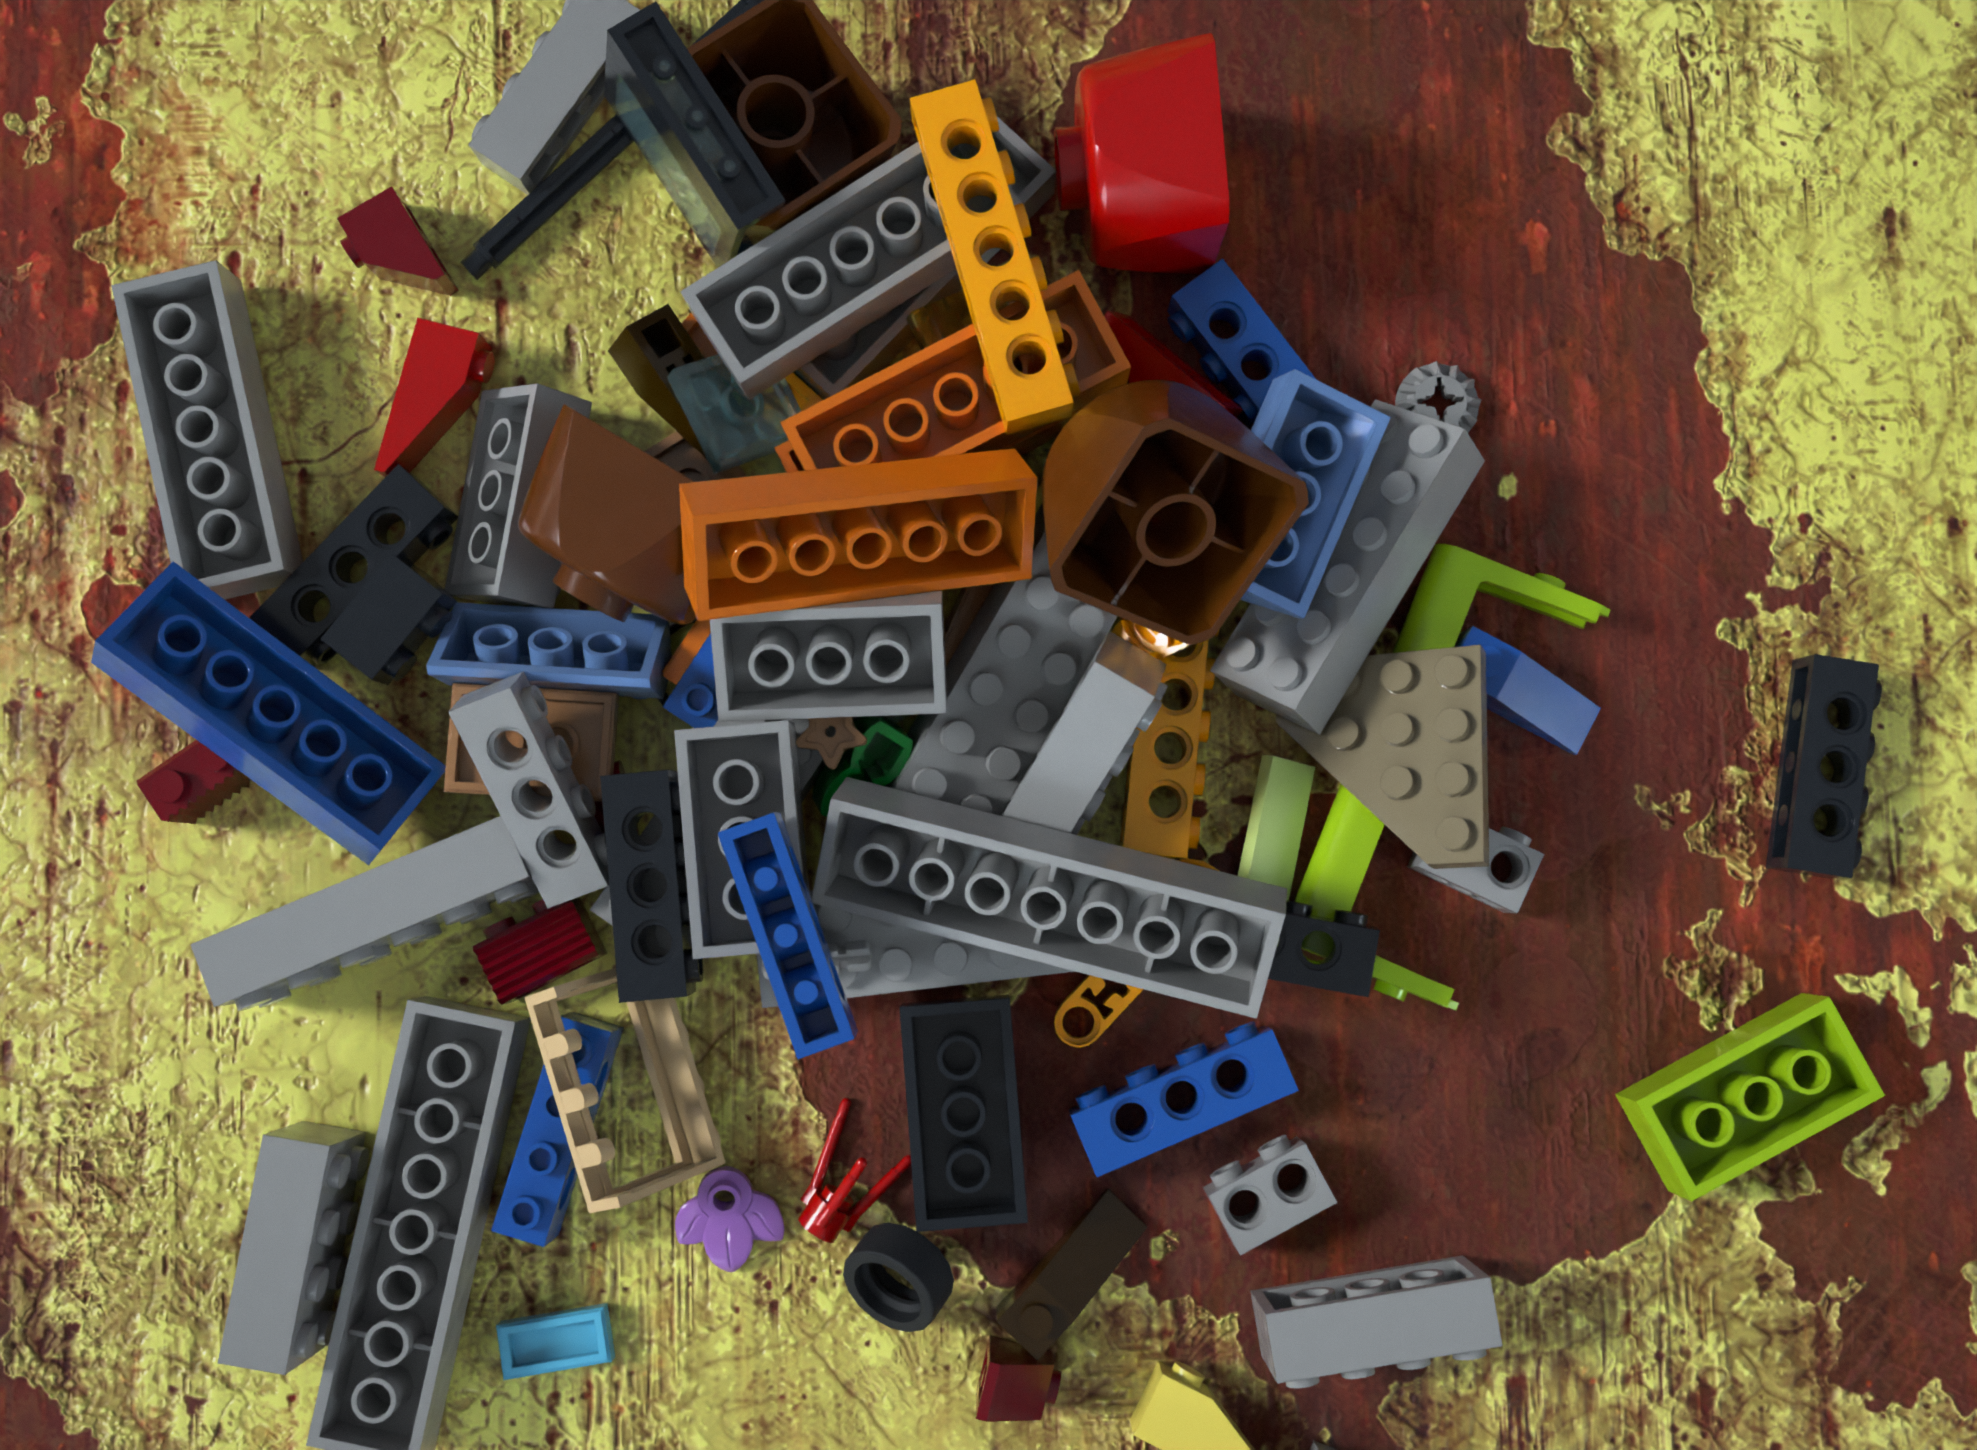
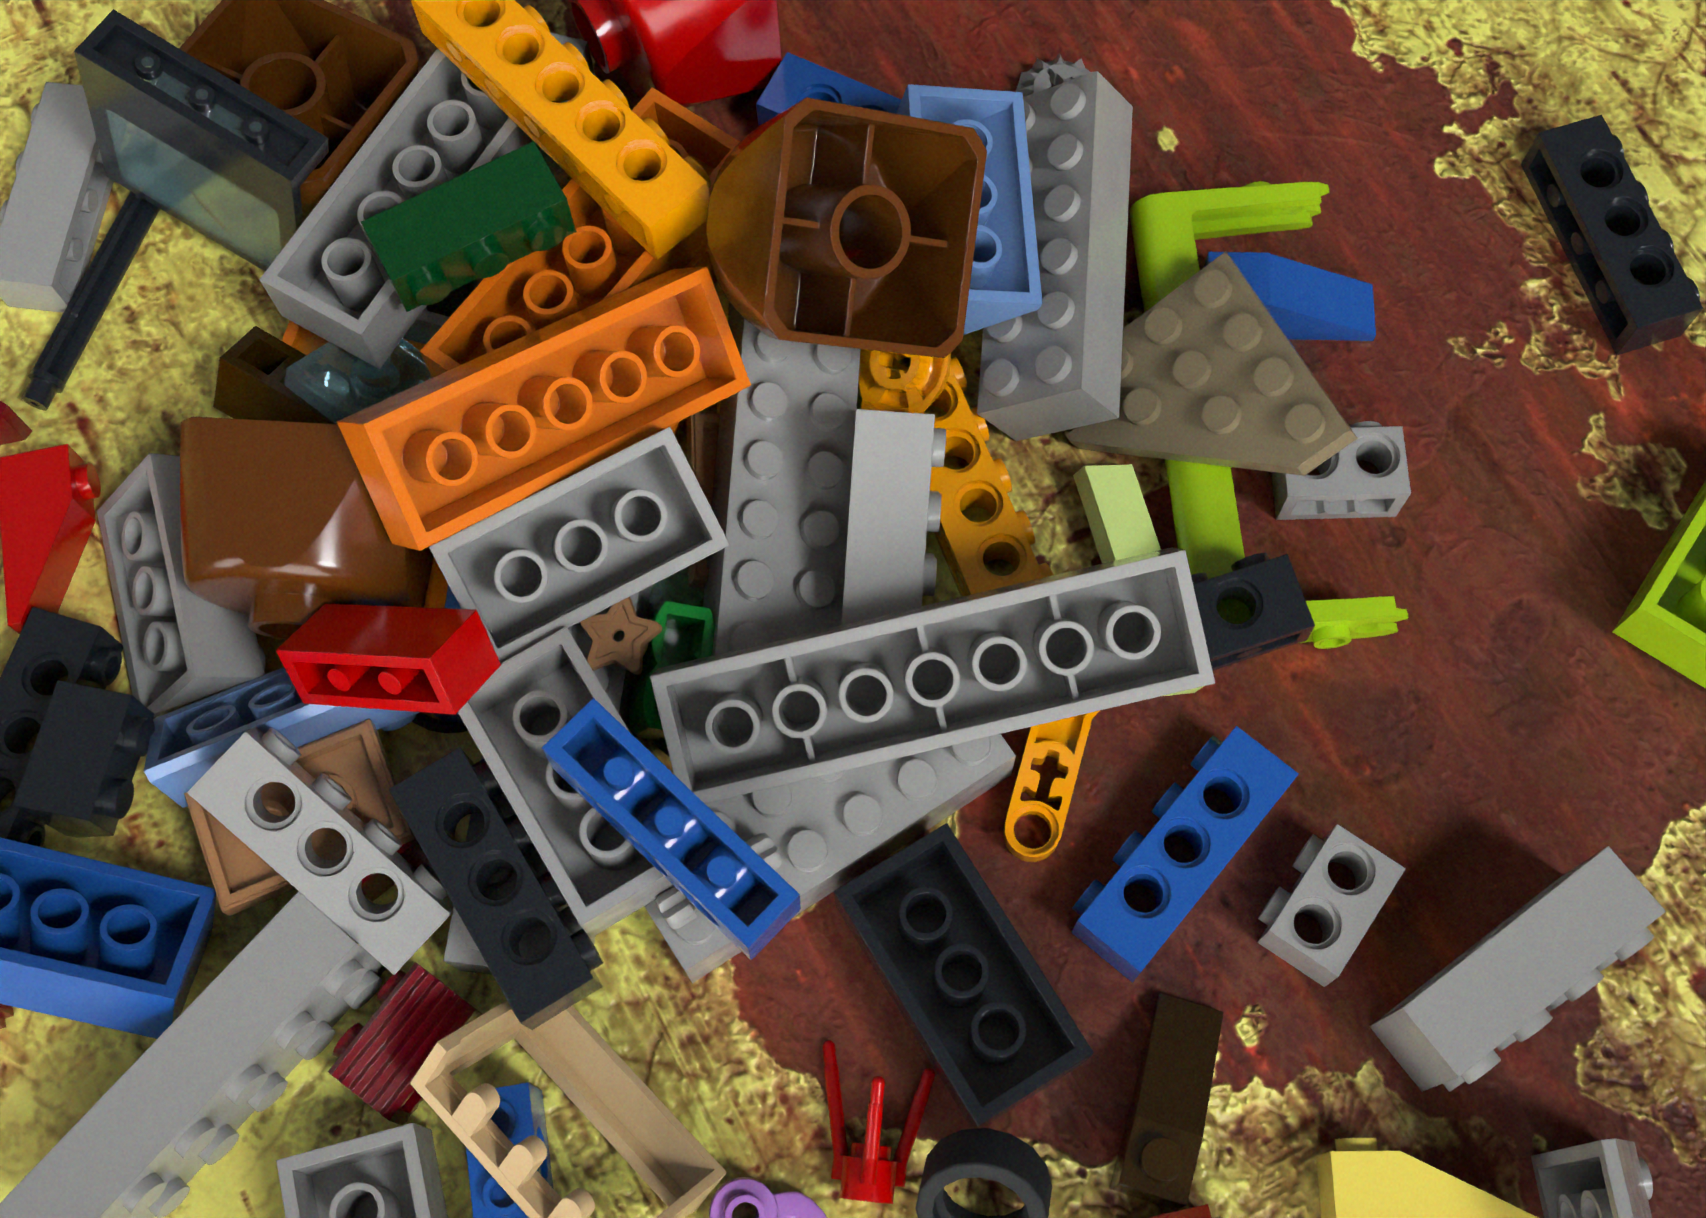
camera: 25 degrees left, 15 degrees down
(644, 678) = (390, 657): none -> red brick
(865, 339) = (470, 226): none -> dark green brick

